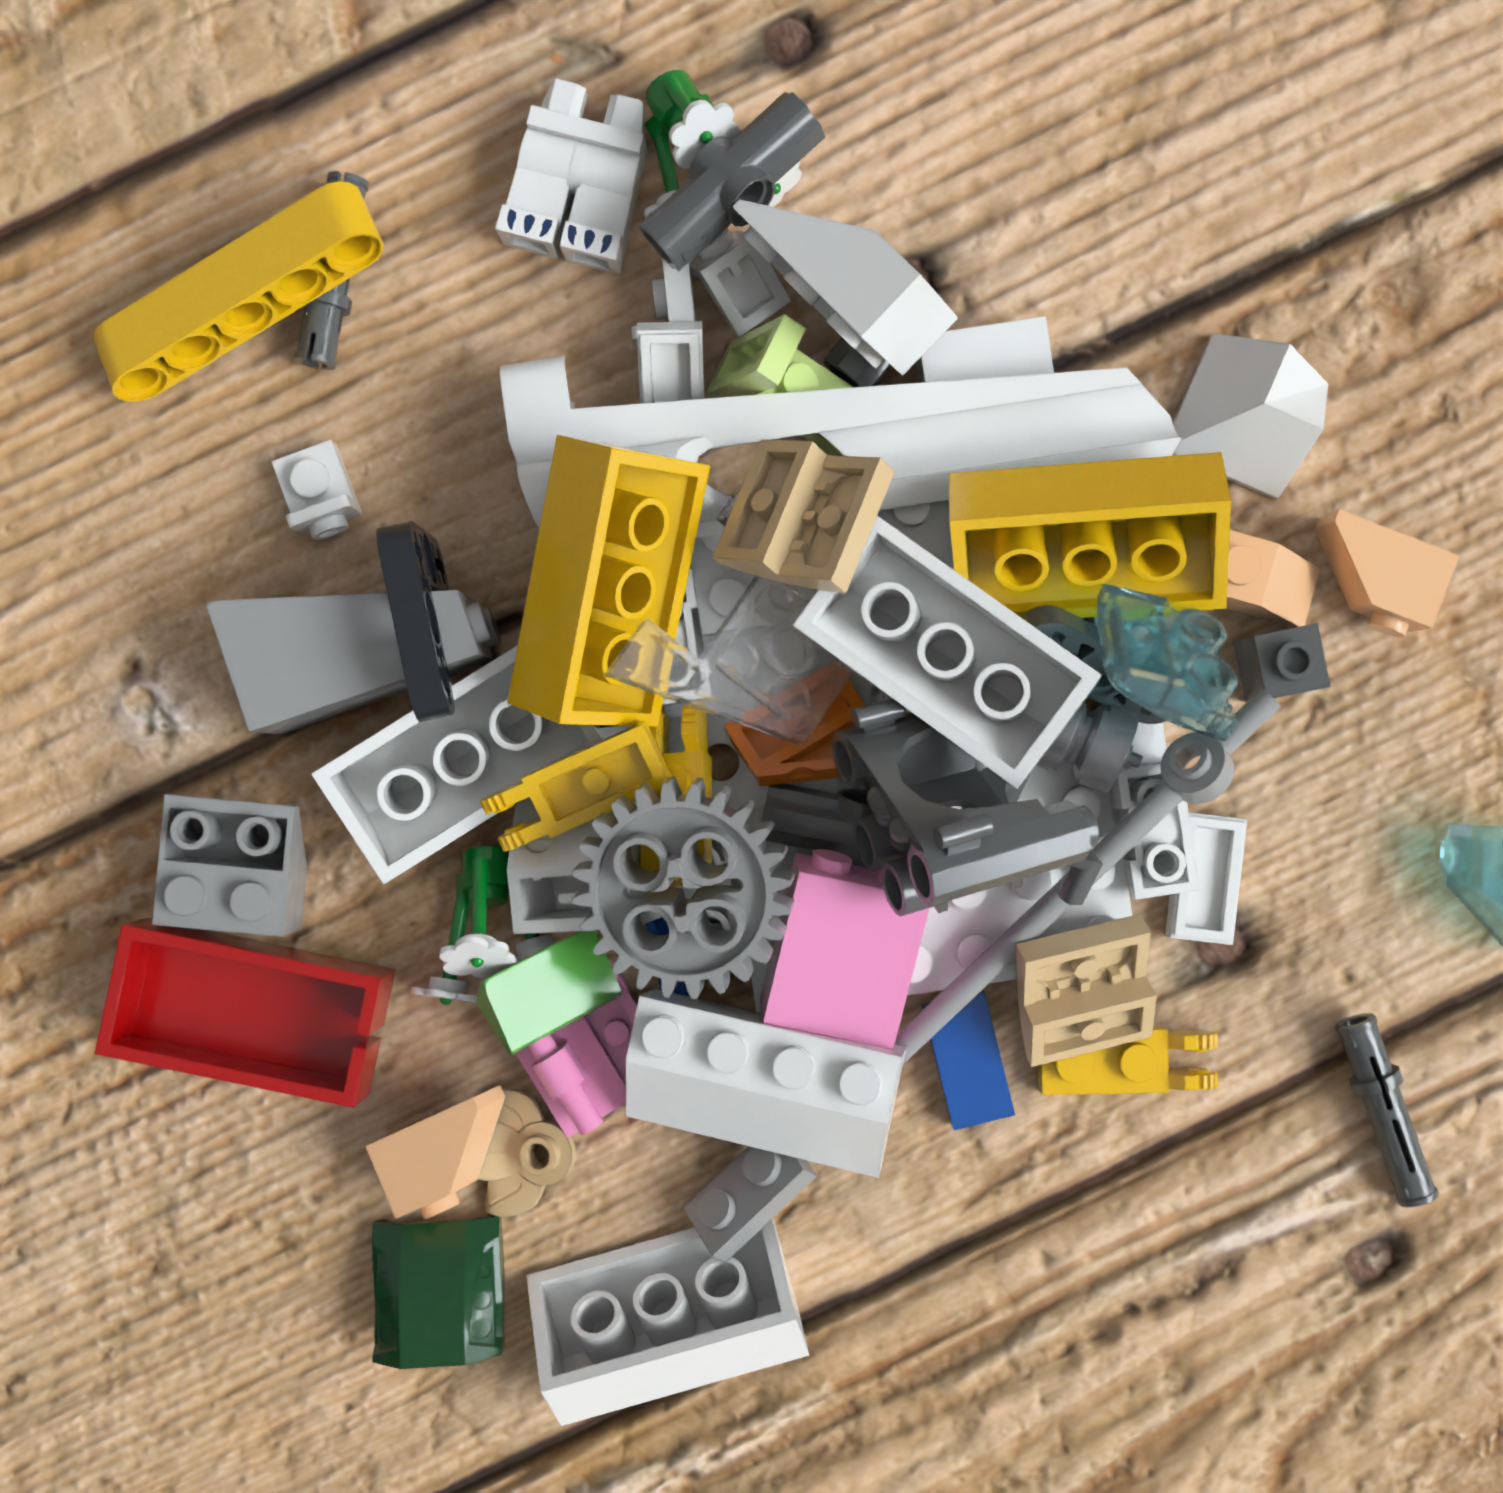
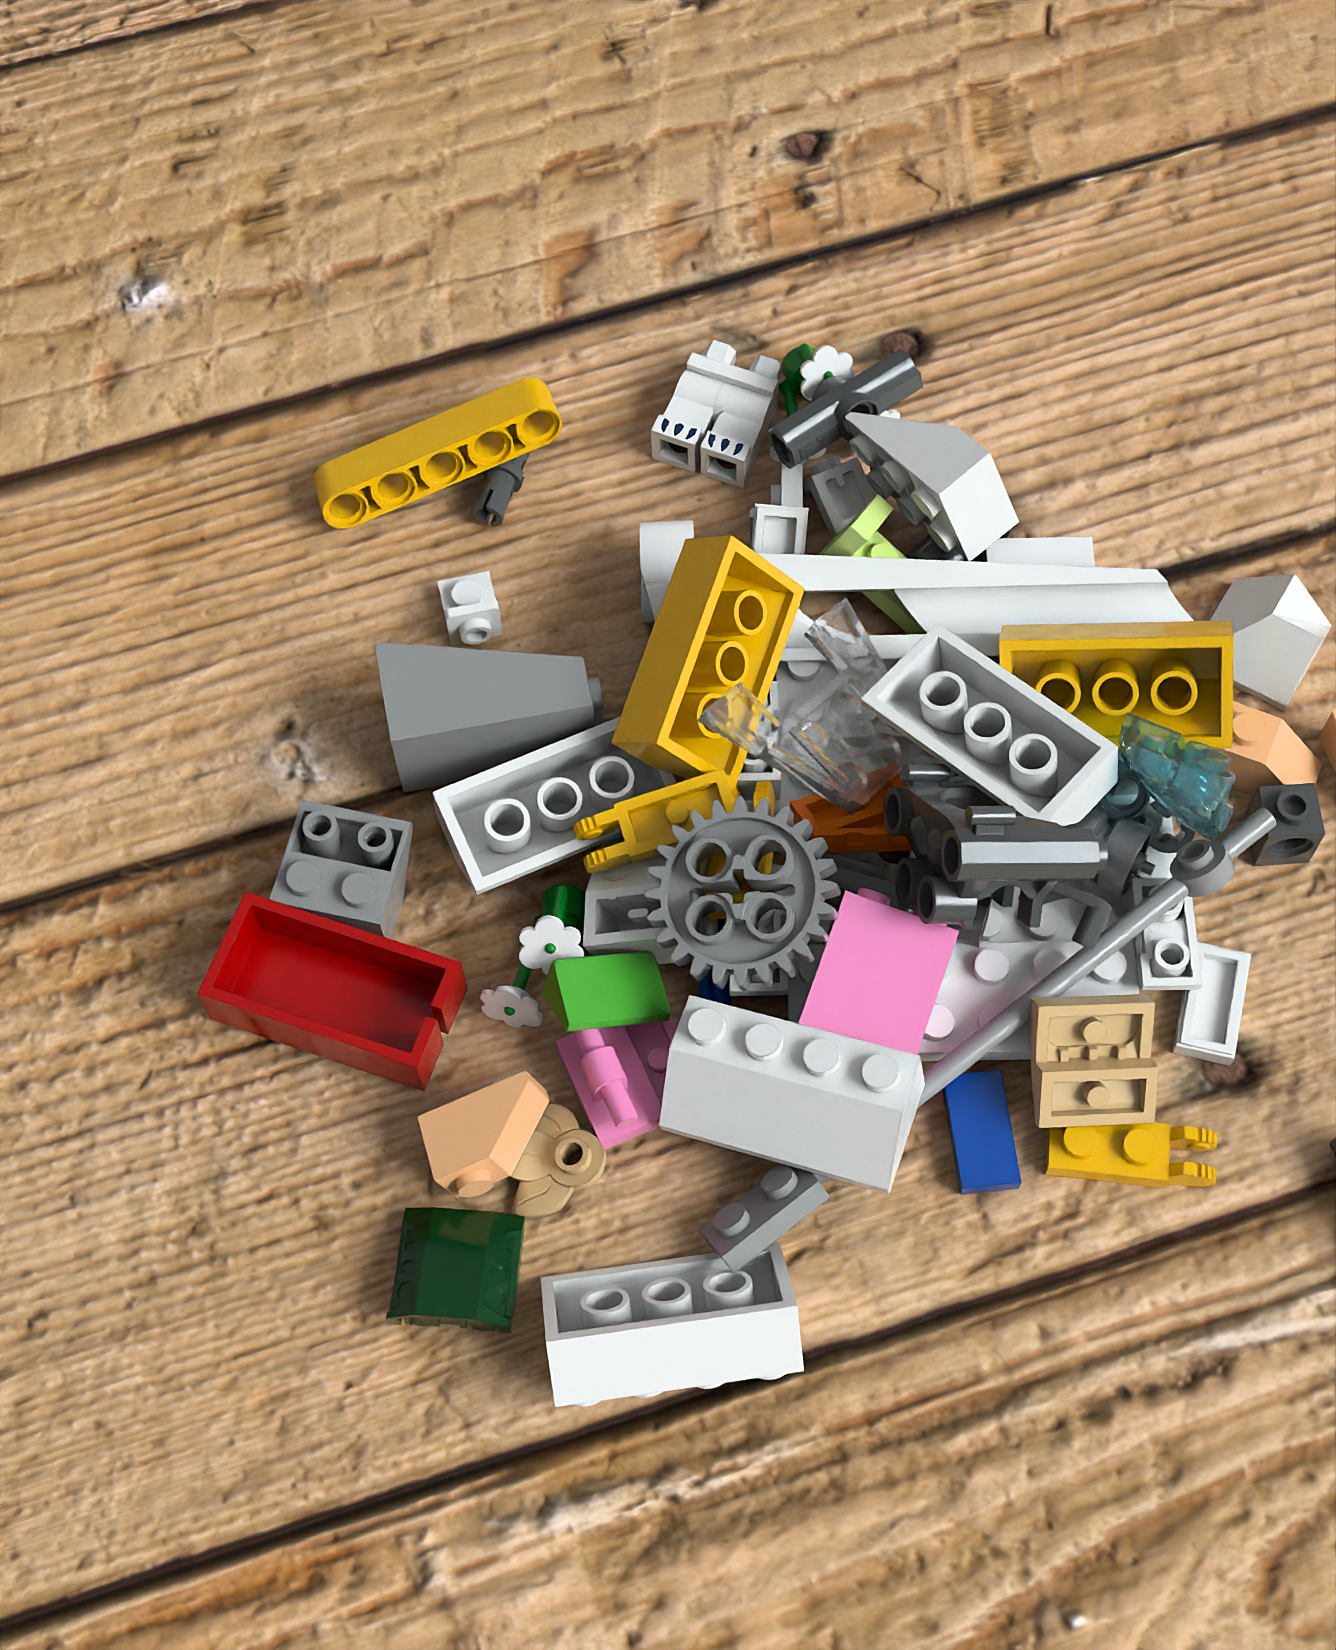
camera: 10 degrees right, 25 degrees down
(411, 571) = (547, 666): black beam -> none
(803, 515) = (878, 623): tan slope -> none

